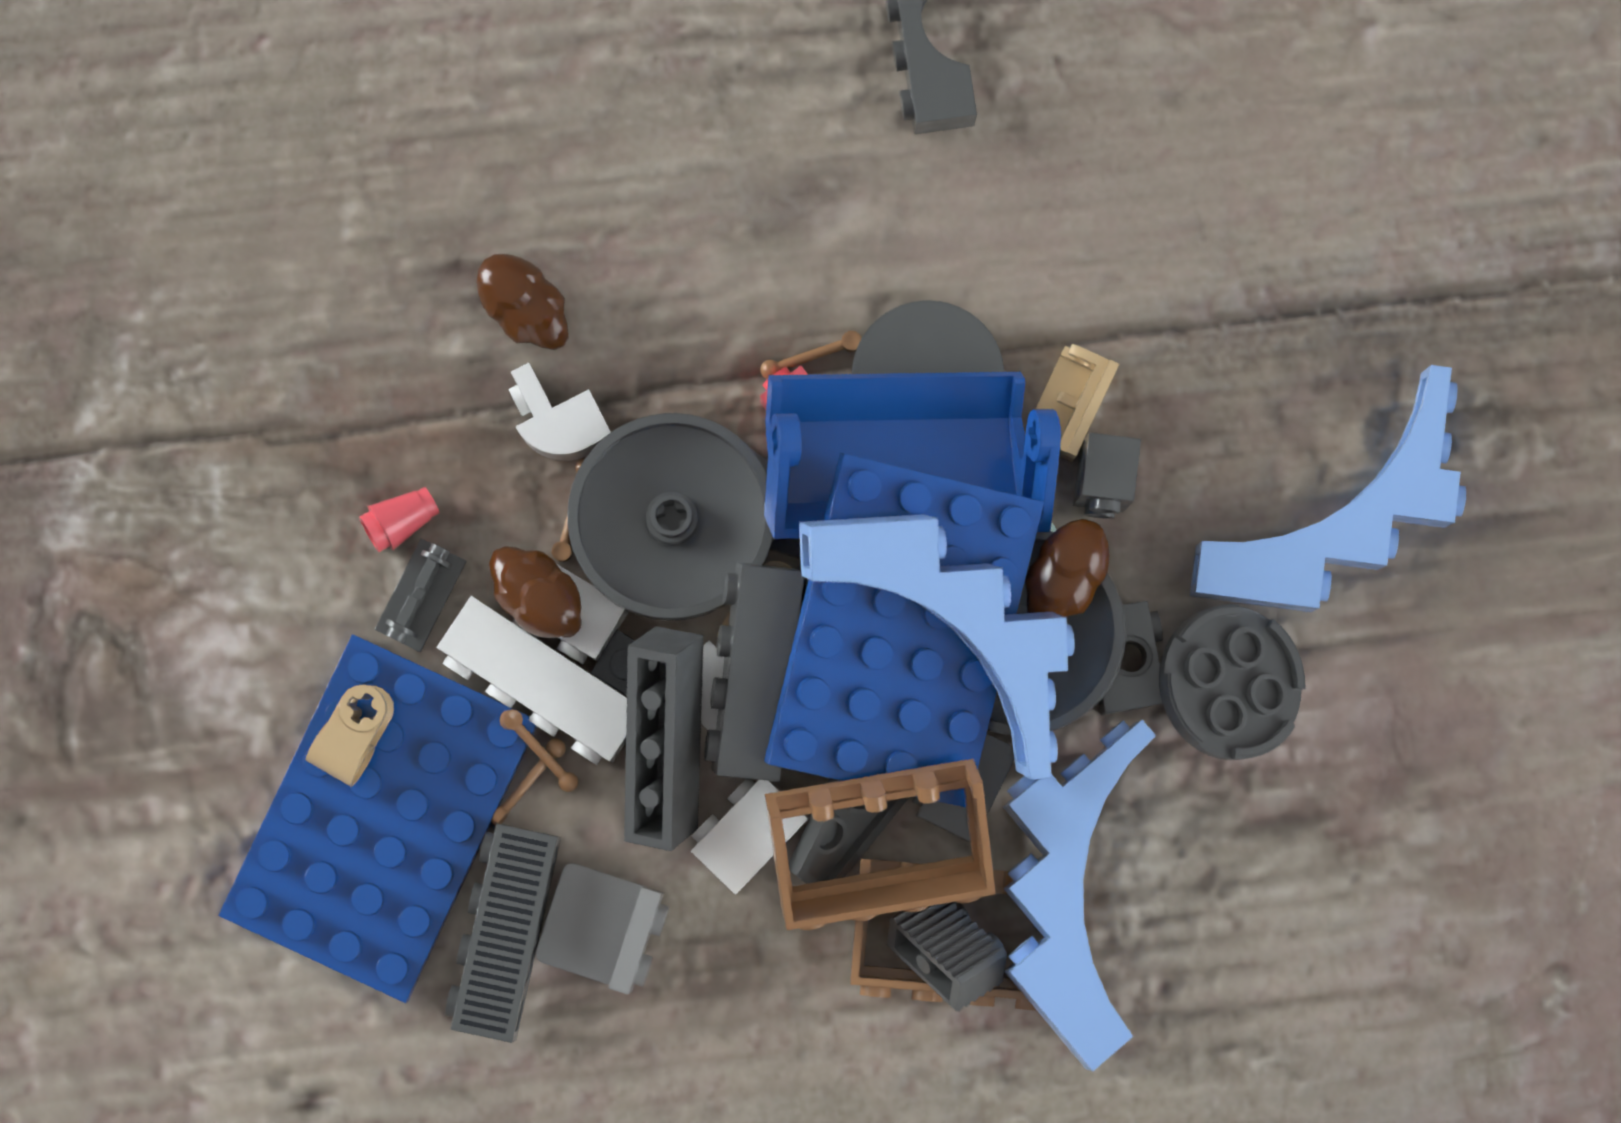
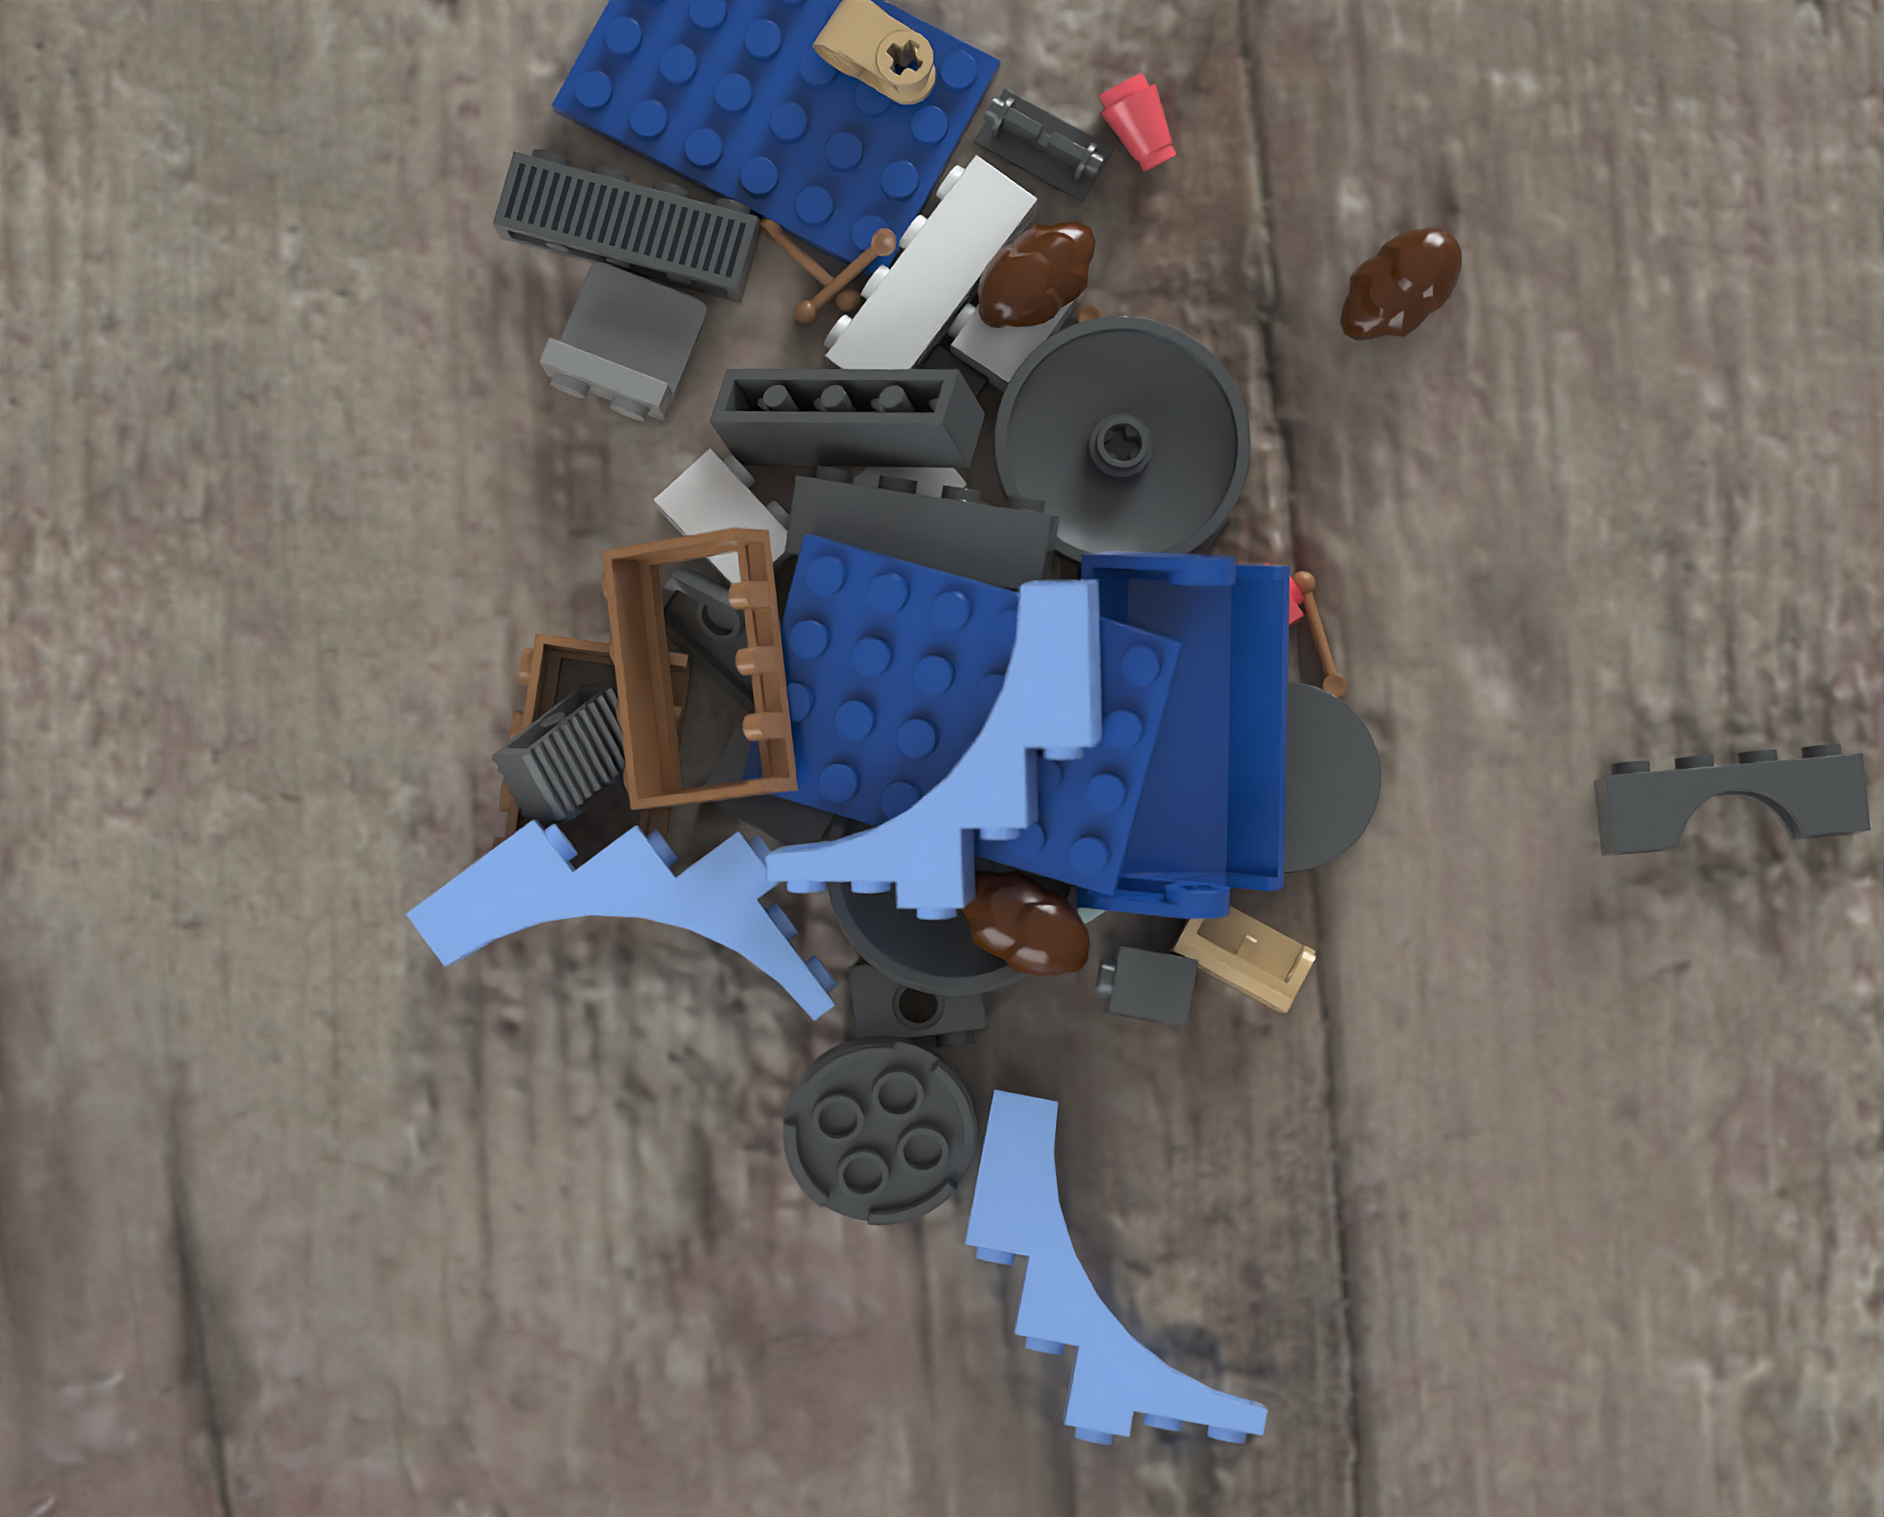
camera: 95 degrees right, 0 degrees up
(561, 431) = (1238, 313): white brick -> none

